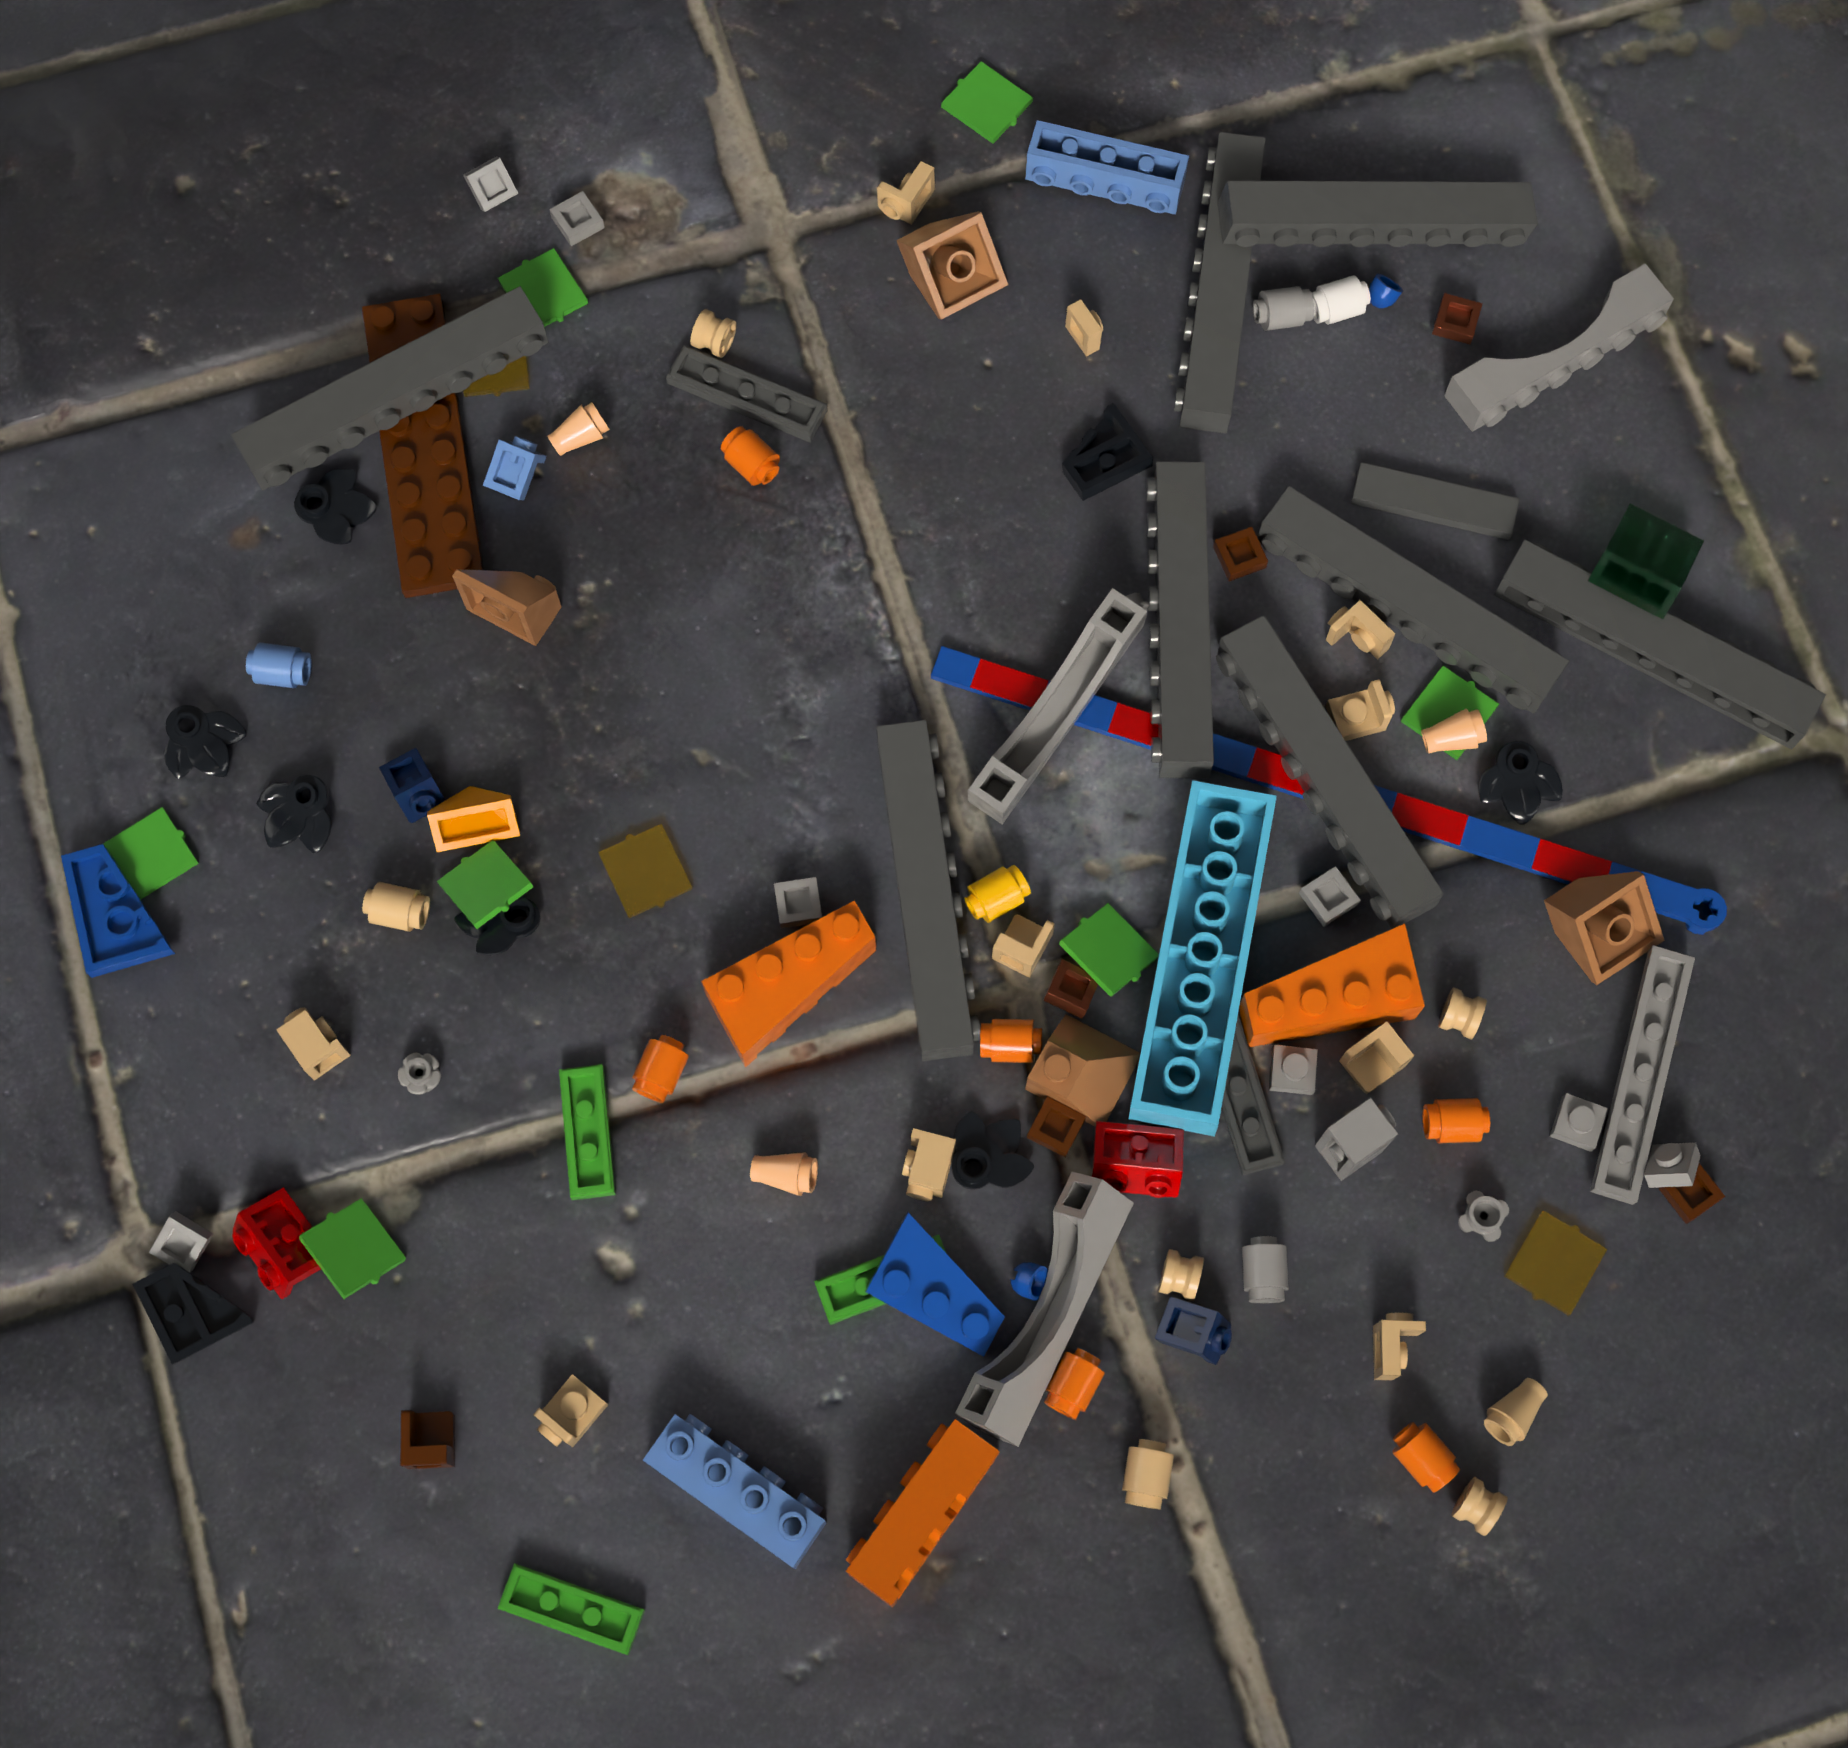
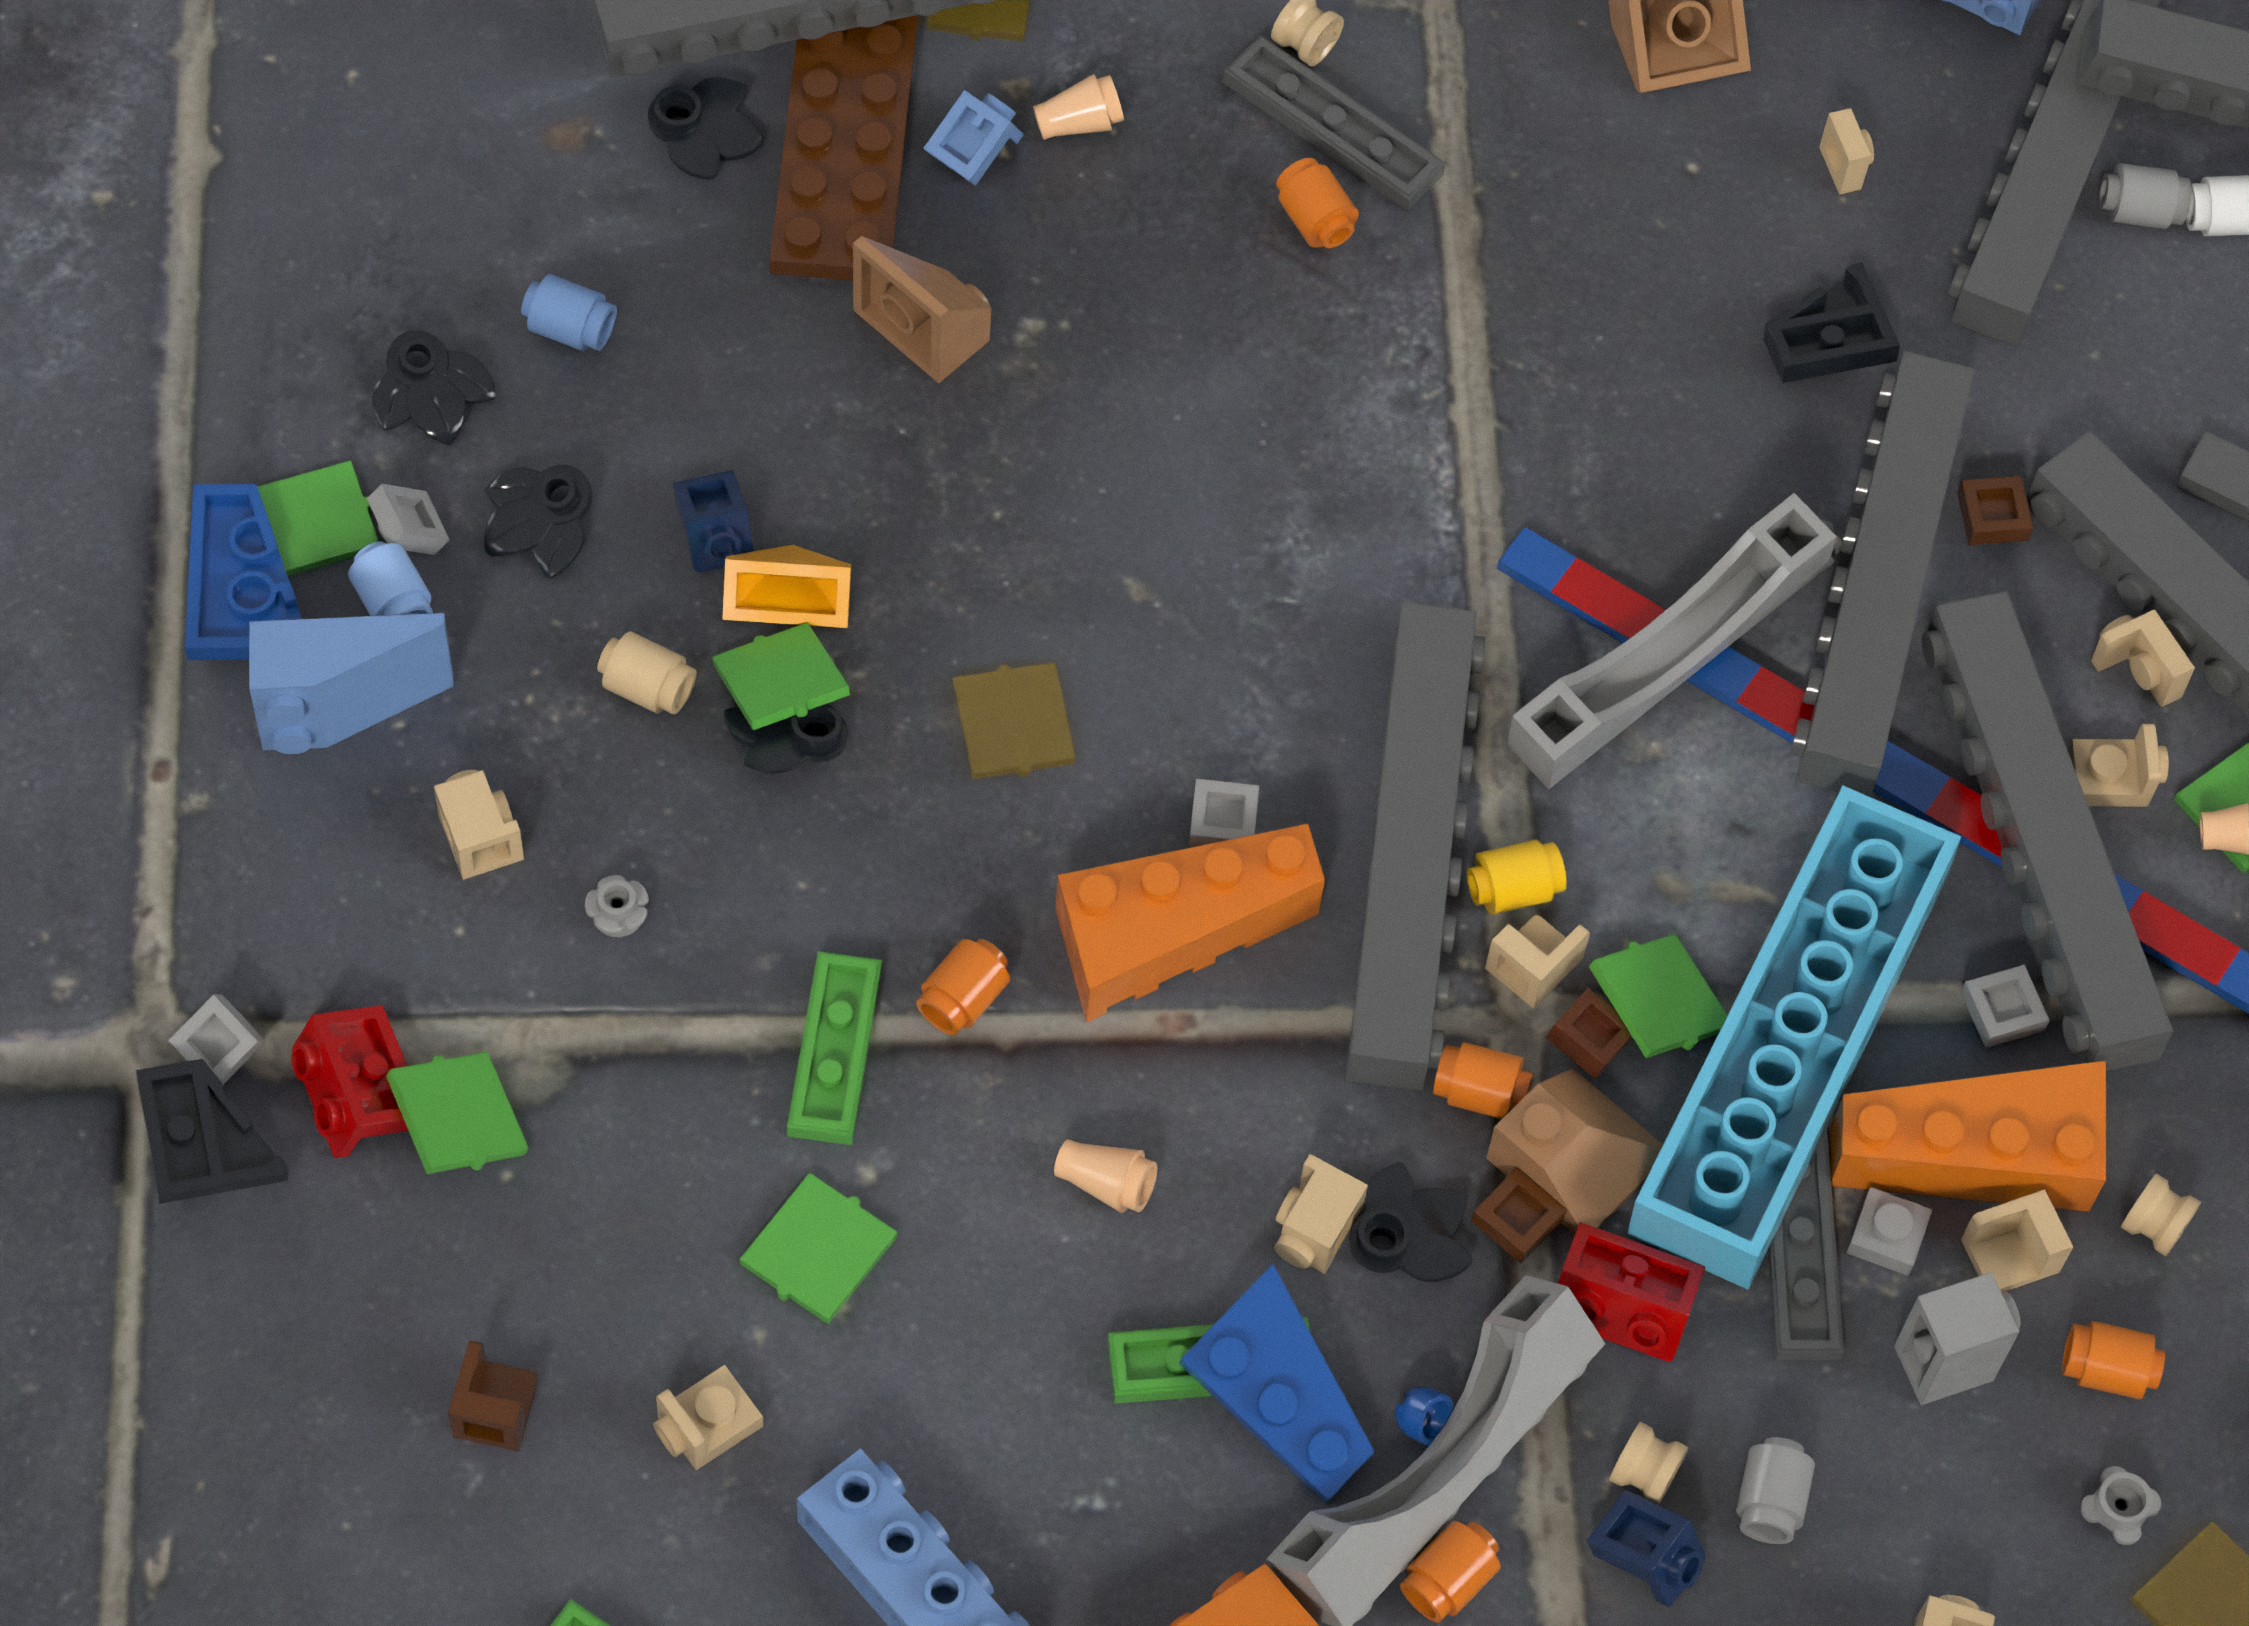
camera: 10 degrees right, 10 degrees down
(192, 970) = (342, 675): none -> medium blue slope
(210, 841) = (408, 519): none -> light grey plate
(212, 893) = (388, 581): none -> light blue brick
(612, 1273) = (818, 1248): none -> bright green piece

